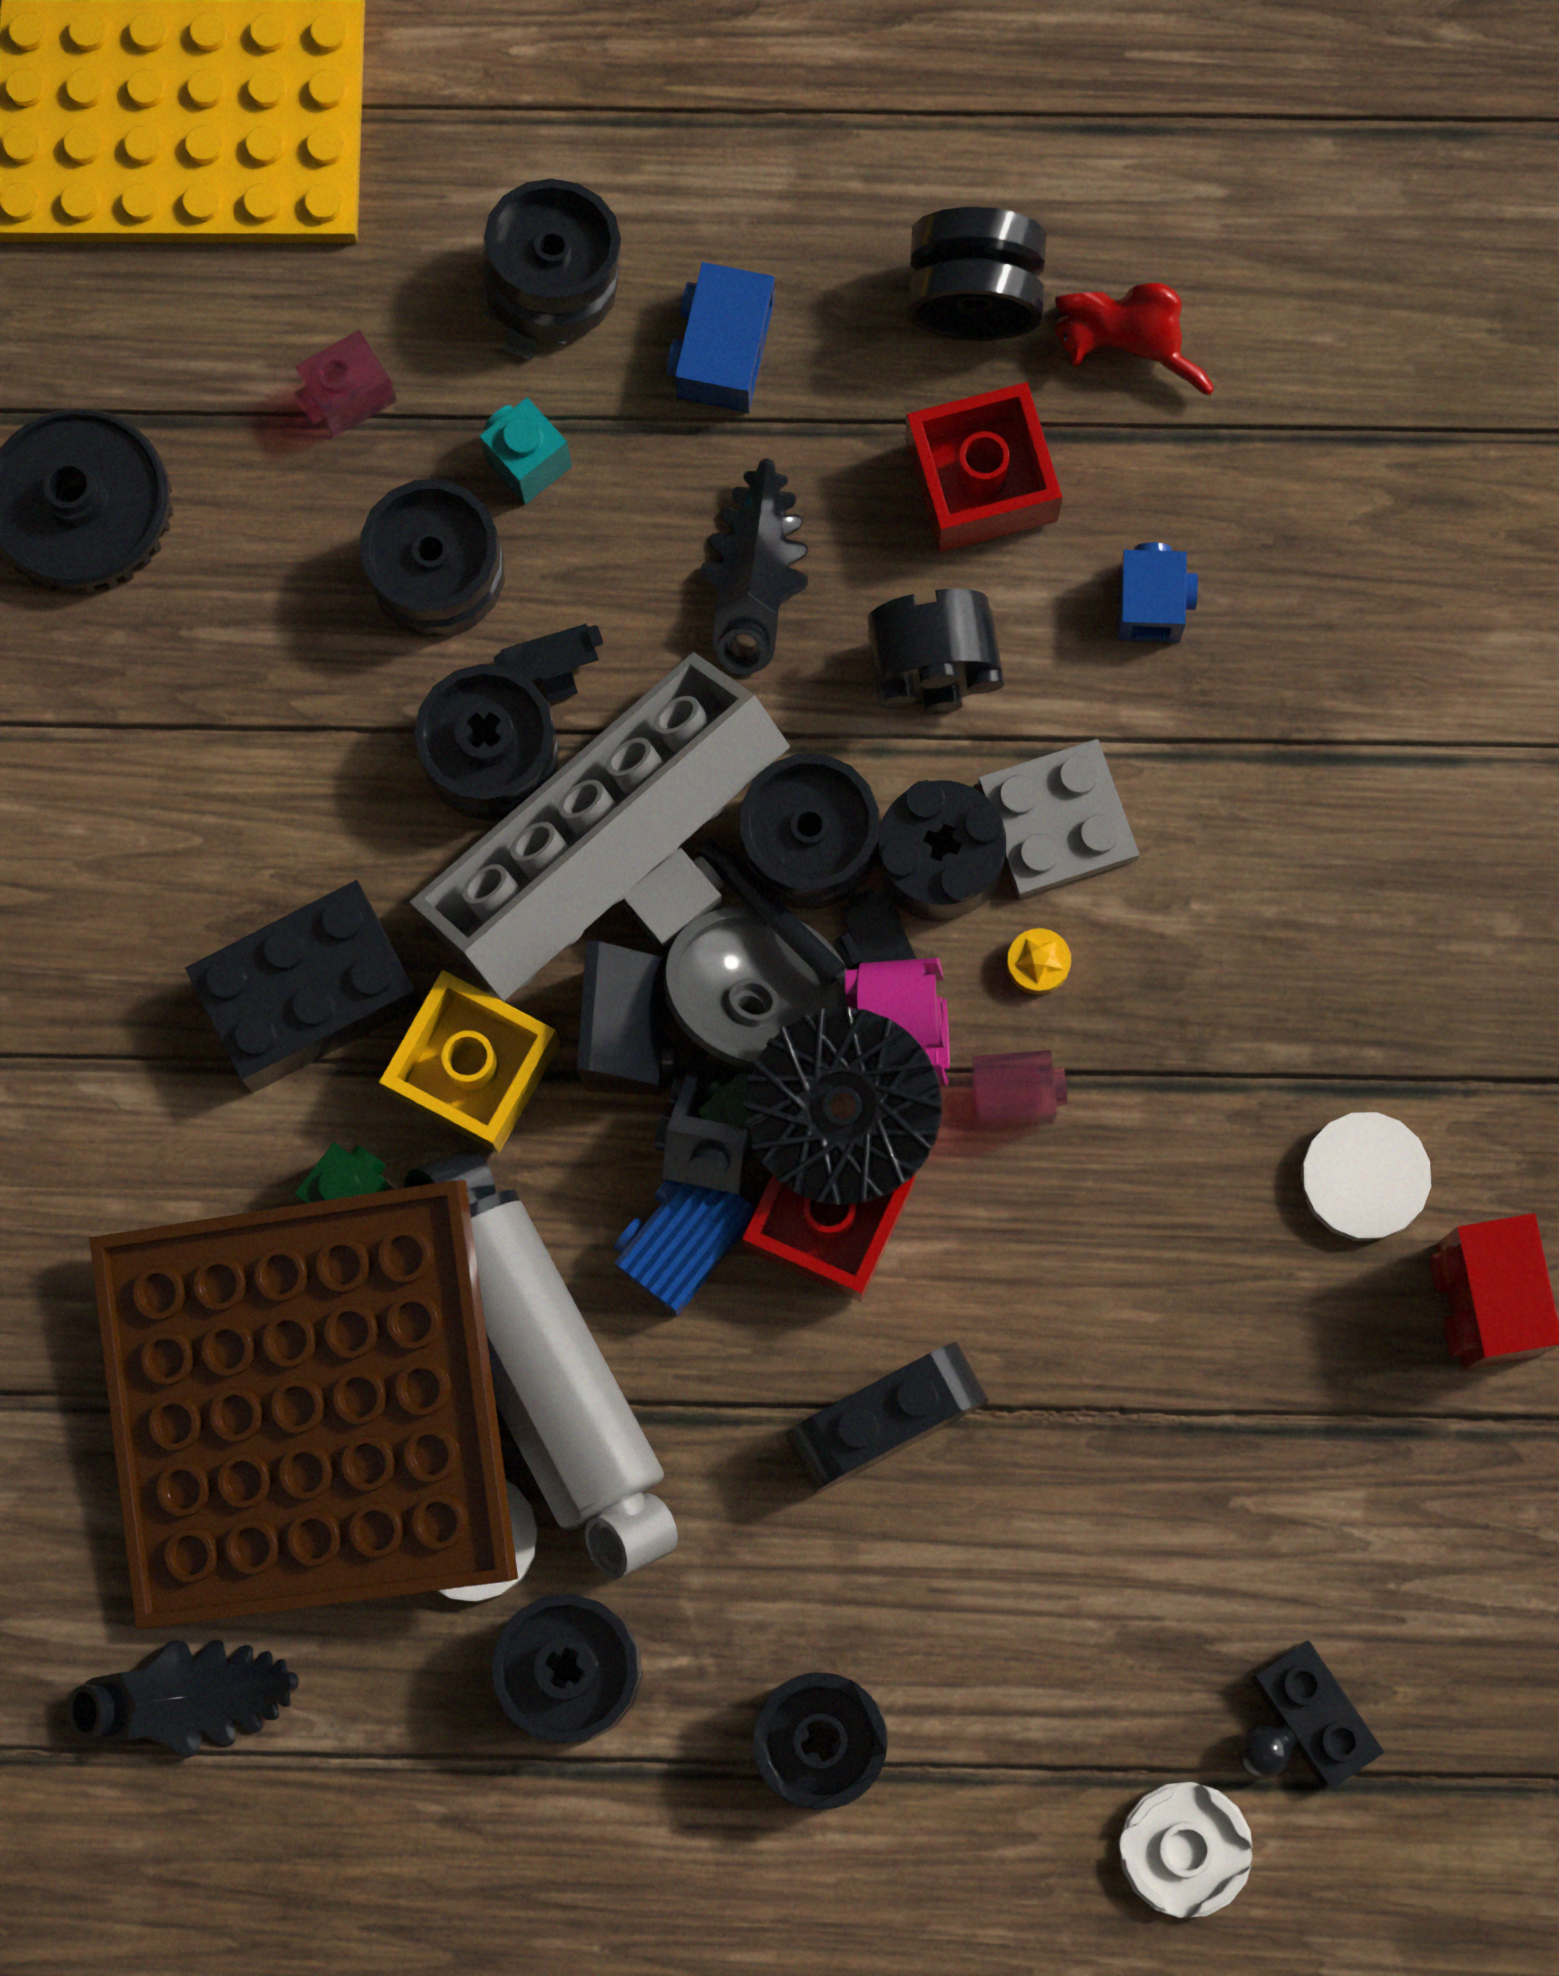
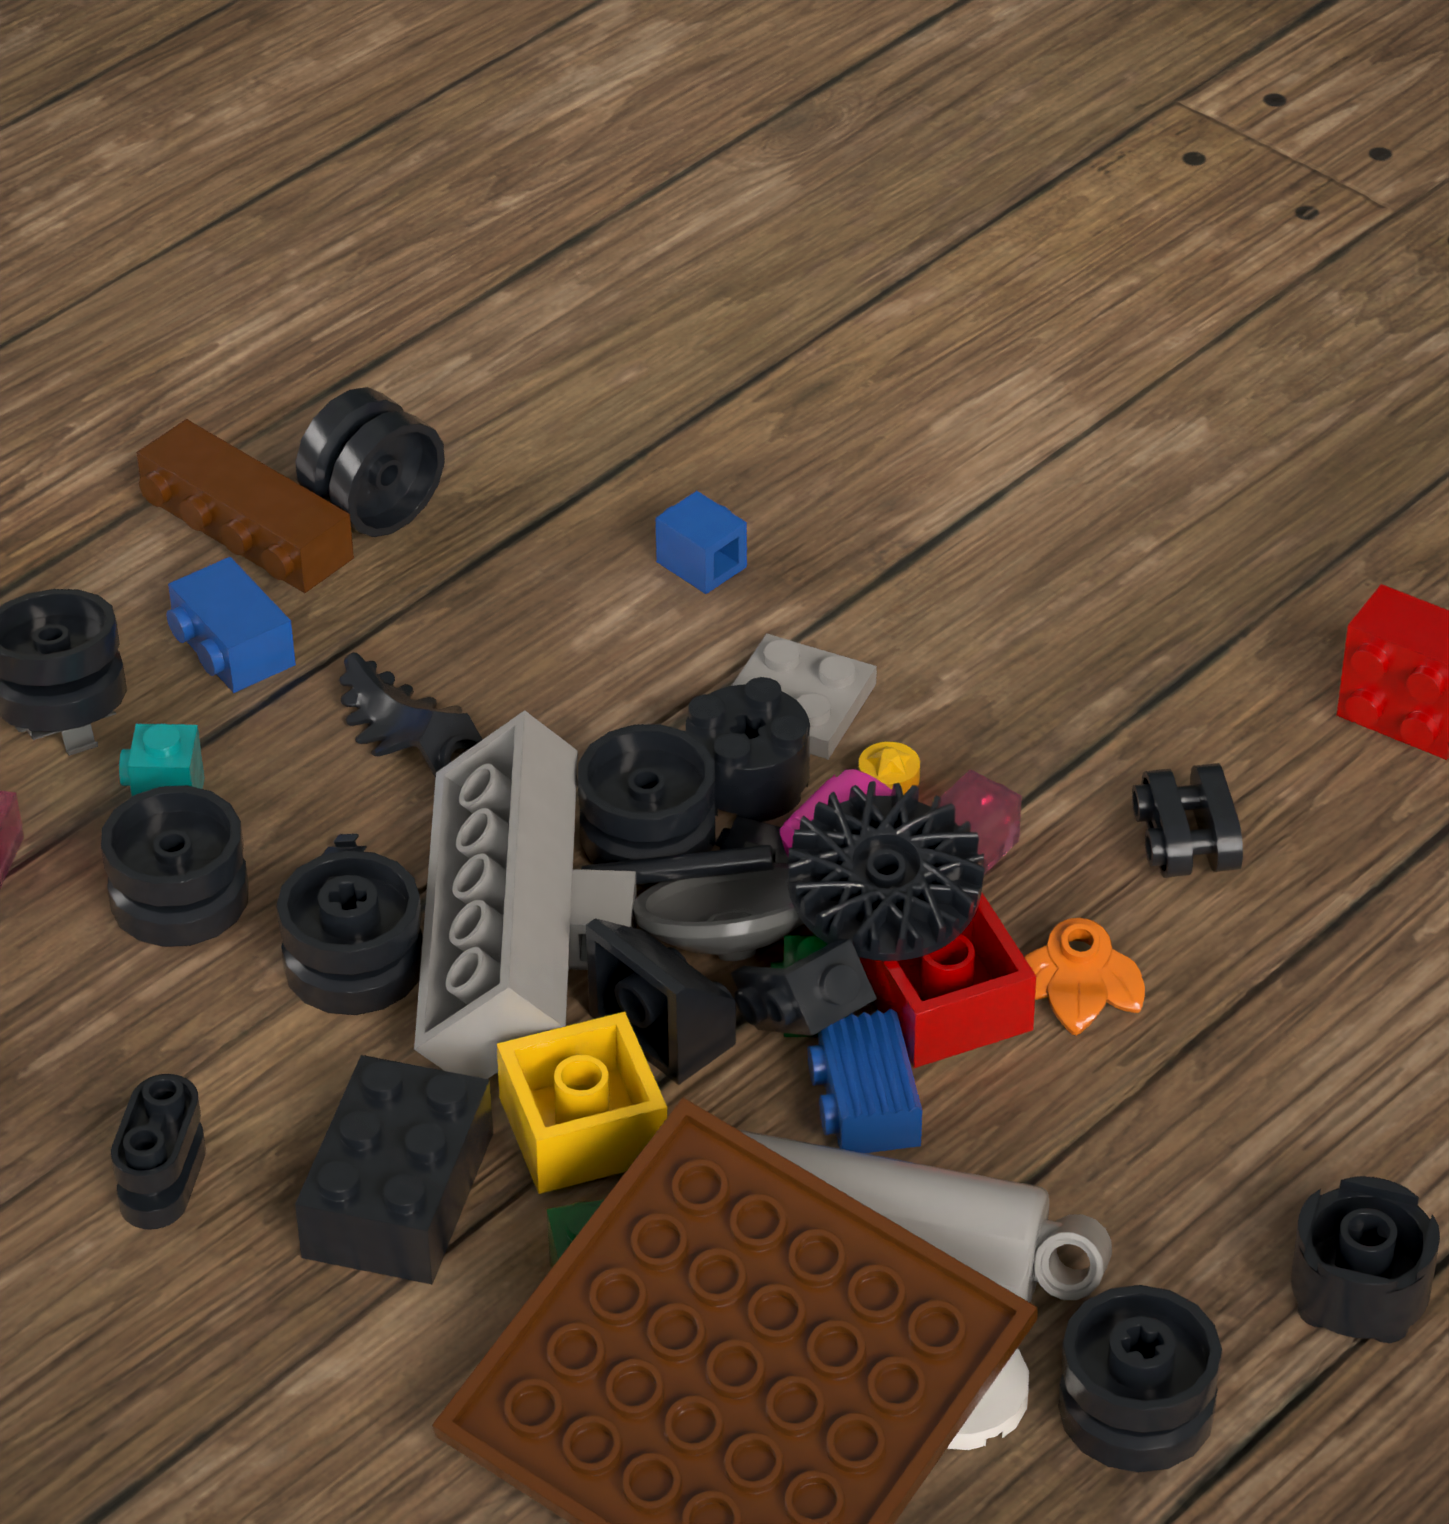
camera: 50 degrees left, 35 degrees down
(174, 811) = (158, 1151): none -> black brick
(862, 213) = (245, 505): none -> reddish brown brick
(886, 1417) = (1144, 1050): black brick -> none
(934, 650) = (602, 650): black brick -> none
(936, 1298) = (1084, 981): none -> orange plate
(983, 467) = (503, 552): red brick -> none
(1139, 323) = (508, 428): red animal -> none
(1179, 1202) = (1168, 836): none -> black brick
(1366, 1176) = (1247, 710): white tile -> none

